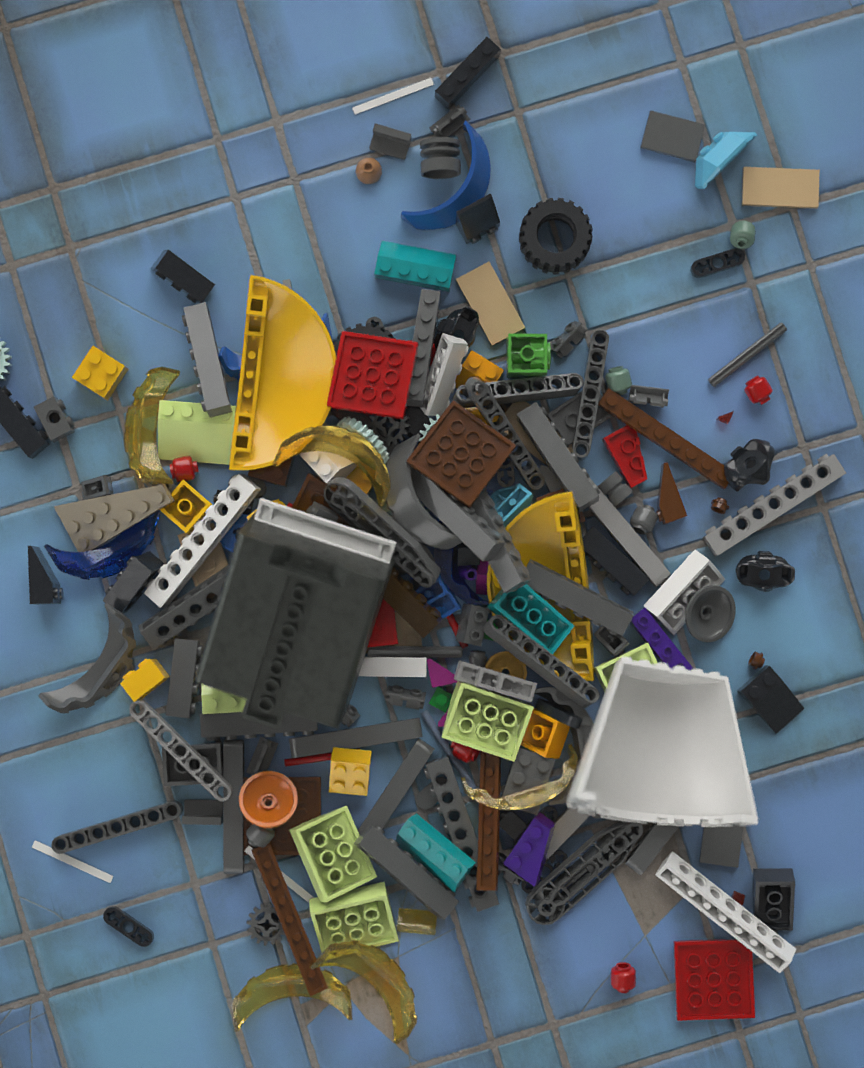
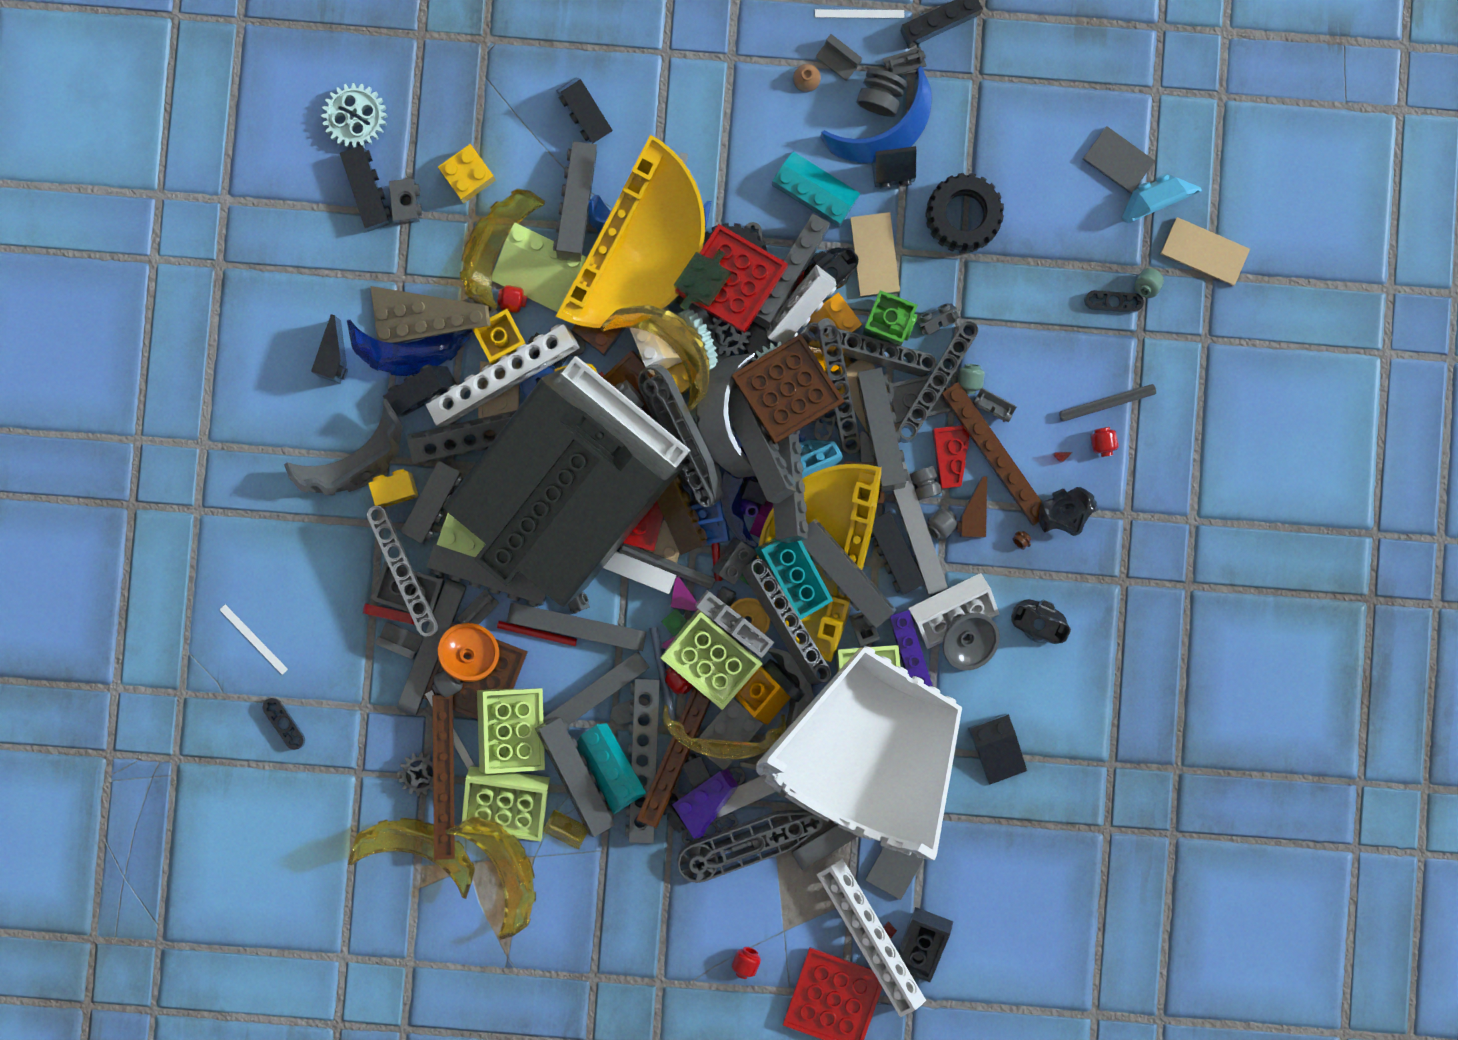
camera: 15 degrees right, 0 degrees up
(97, 487) = (420, 284): dark grey slope -> none
(108, 830) = (301, 618): dark grey beam -> none
(181, 792) = (388, 613): none -> red beam
(347, 386) = (702, 279): none -> clear green plate
(350, 771) = (558, 657): yellow brick -> none
(414, 697) = (633, 600): dark grey hinge -> none
(756, 660) = (998, 705): reddish brown plate -> none
(833, 471) = (1146, 550): light grey brick -> none

